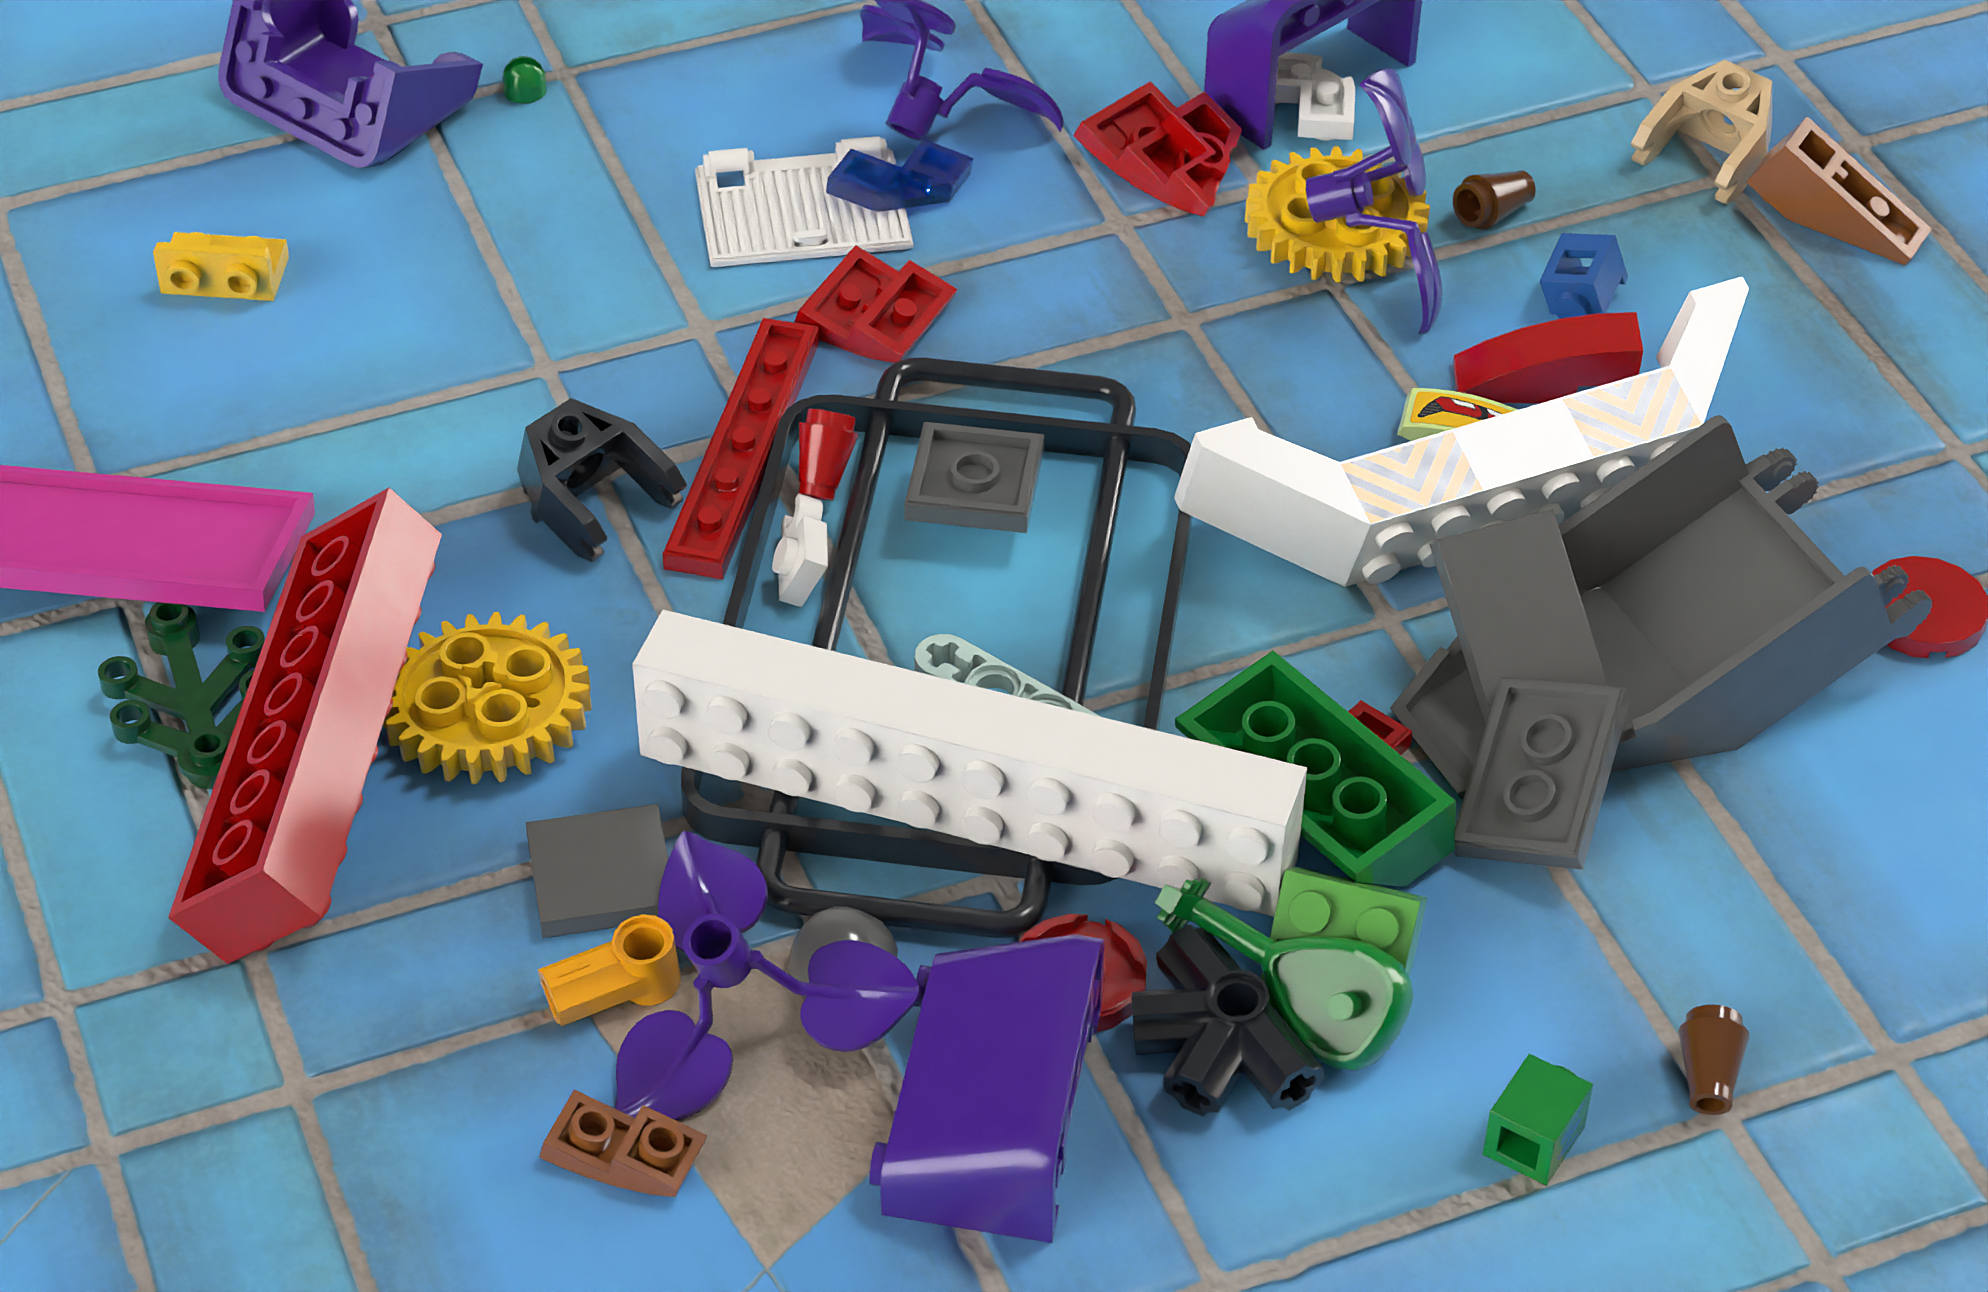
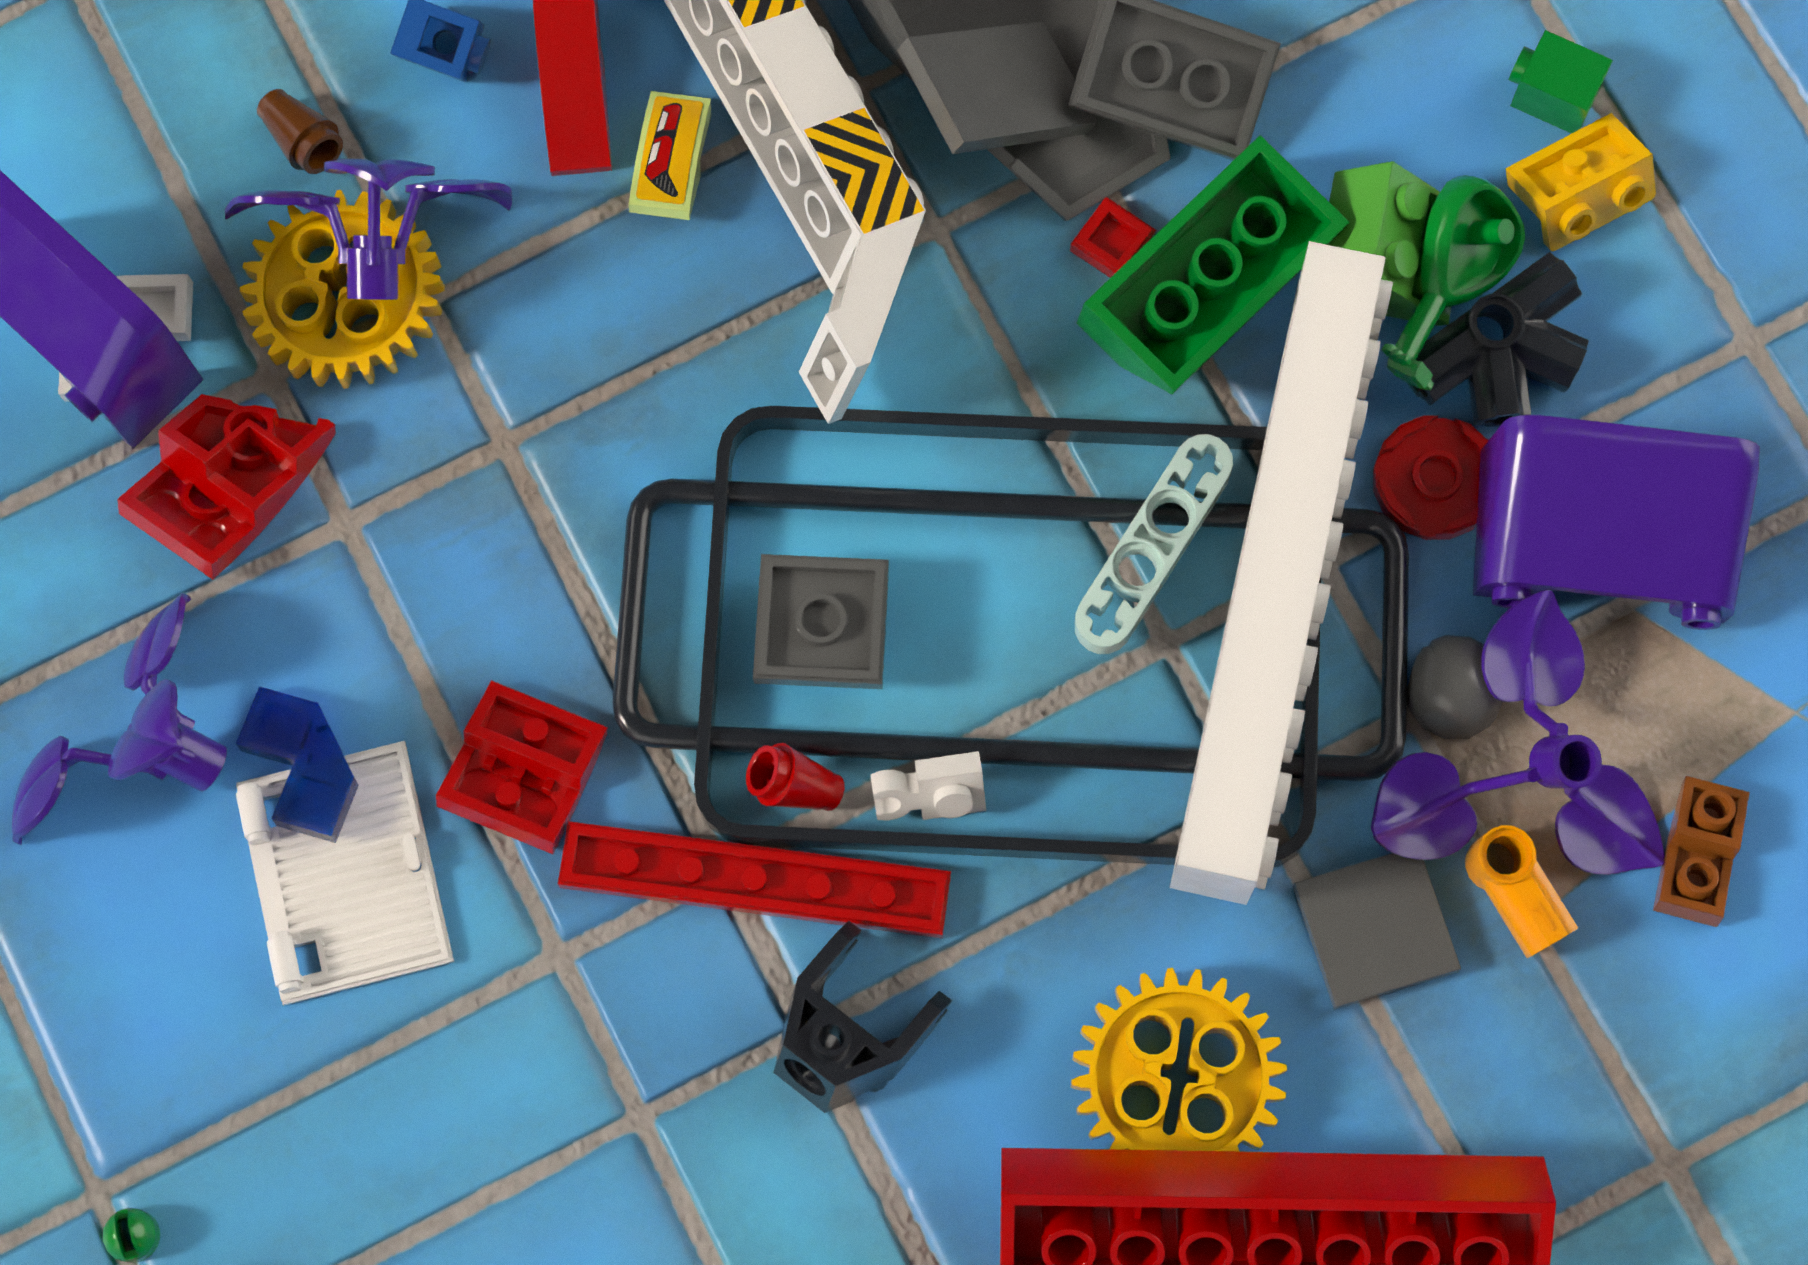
camera: 90 degrees left, 30 degrees up
(1414, 1130) = (1584, 180): none -> yellow bracket

